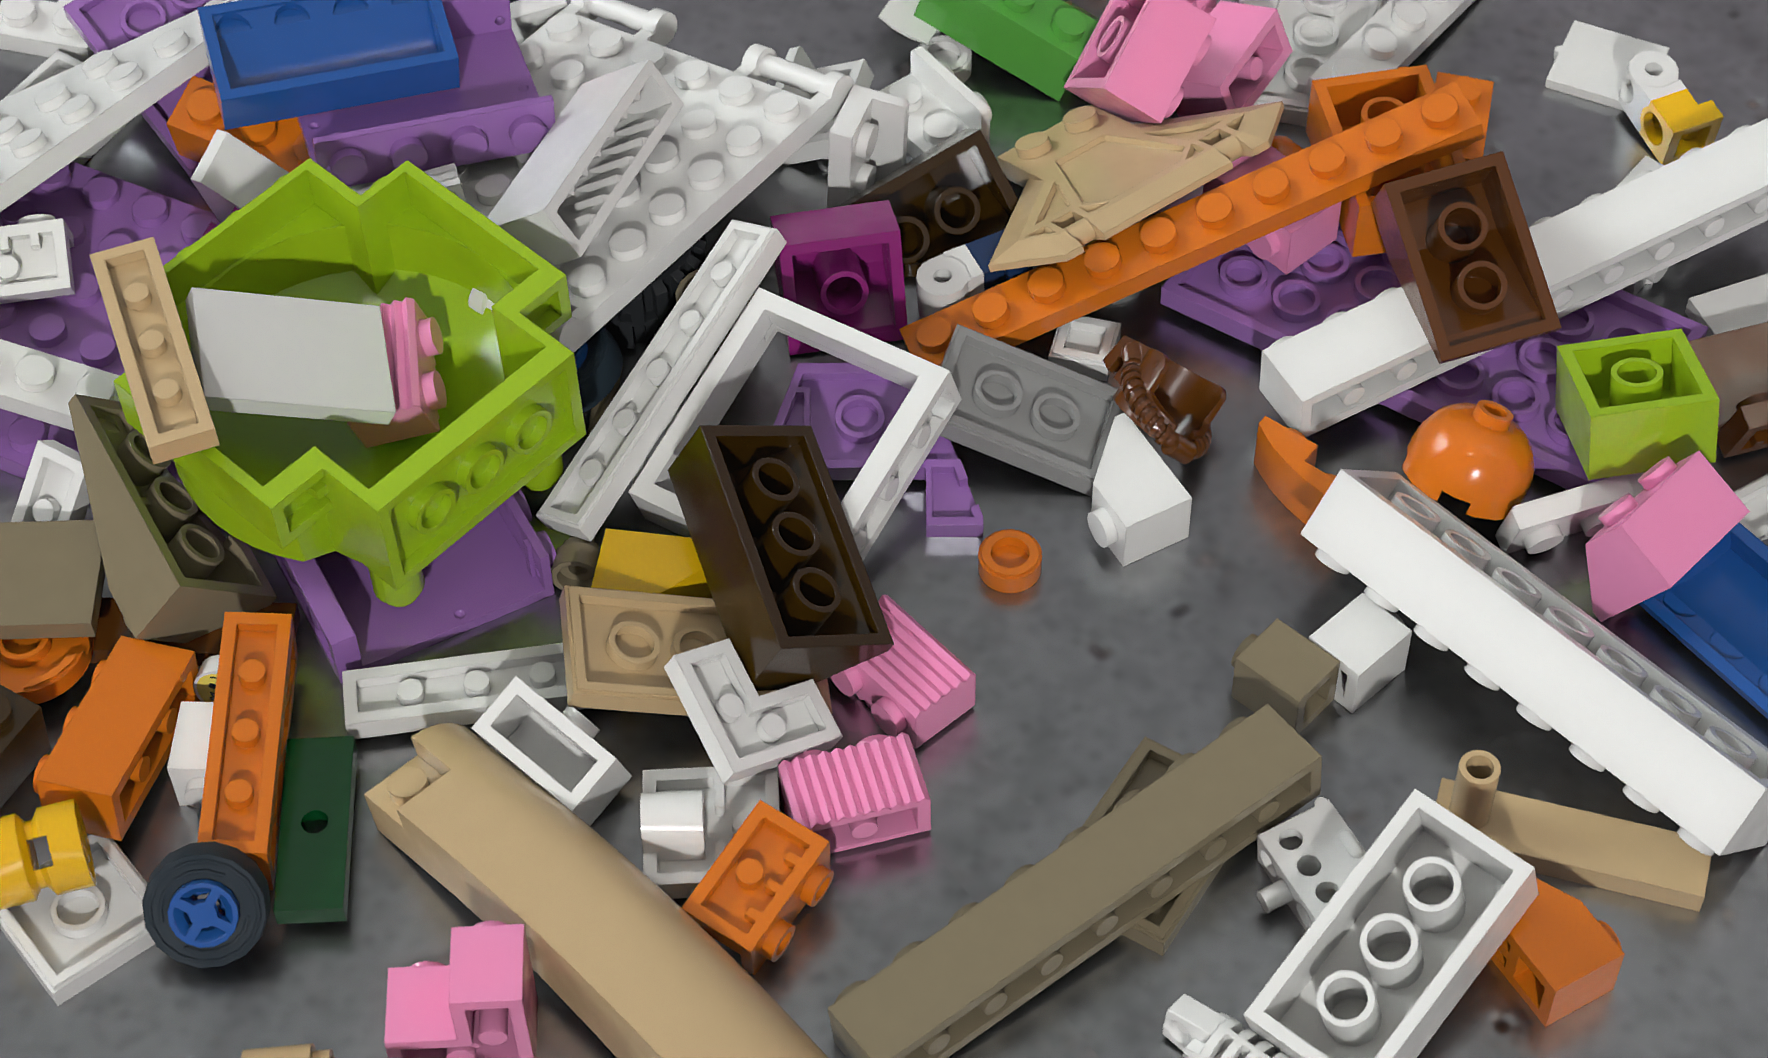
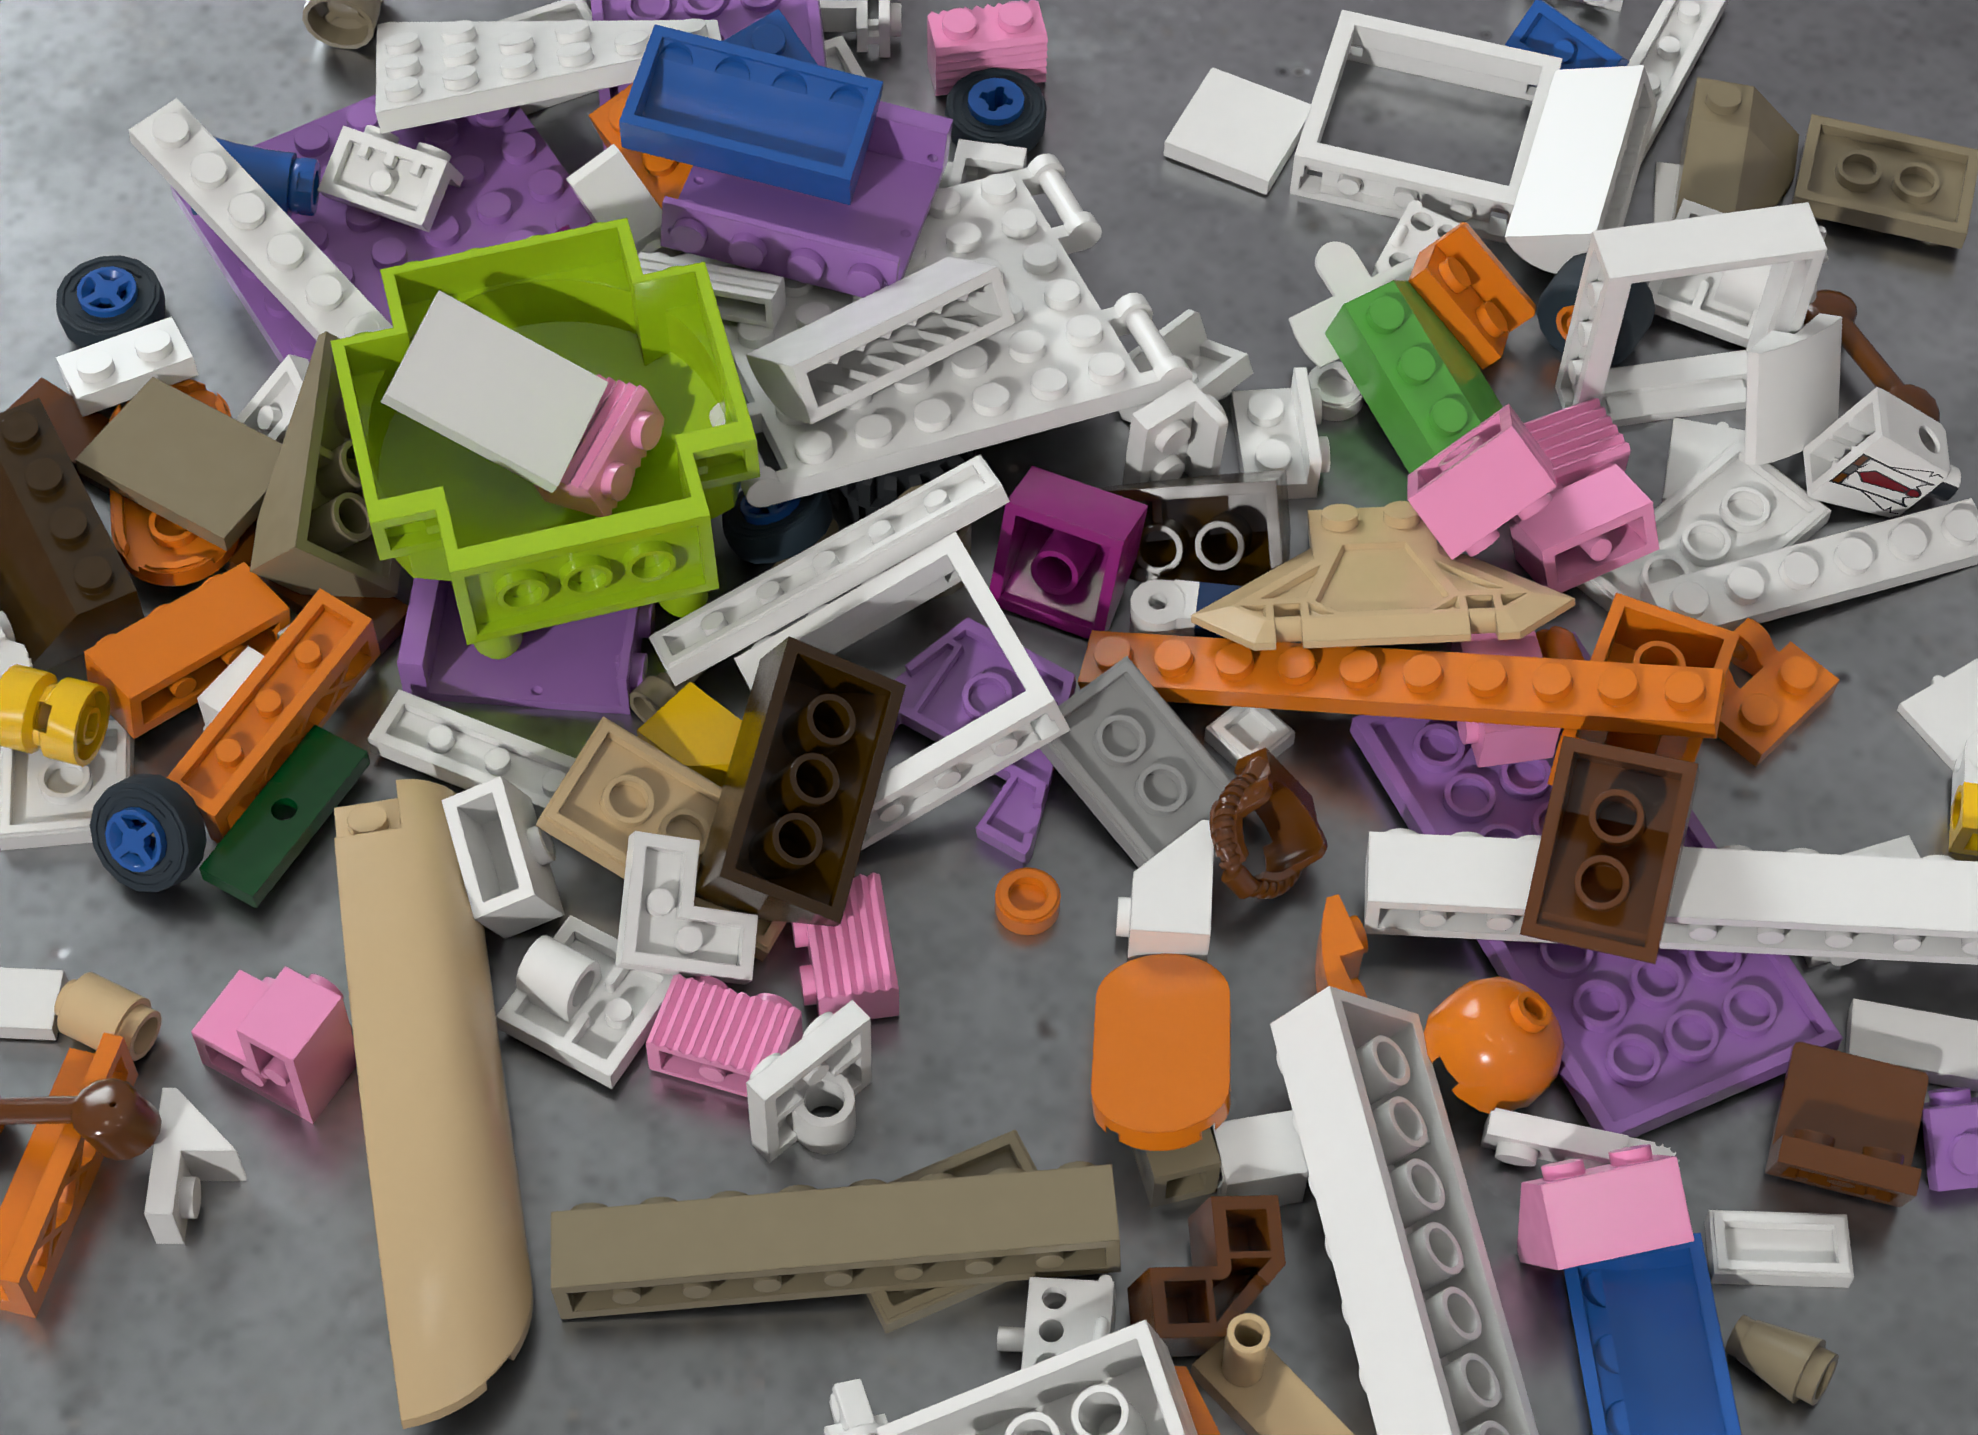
camera: 30 degrees right, 5 degrees up
(154, 351) = (370, 332): tan plate -> none
(762, 885) = (582, 1075): orange bracket -> none
(964, 782) = (819, 1070): none -> white plate
(1225, 605) = (1162, 1051): none -> orange tile
(1404, 733) = (1234, 1257): none -> reddish brown brick
(1635, 402) = (1678, 1075): lime brick -> none

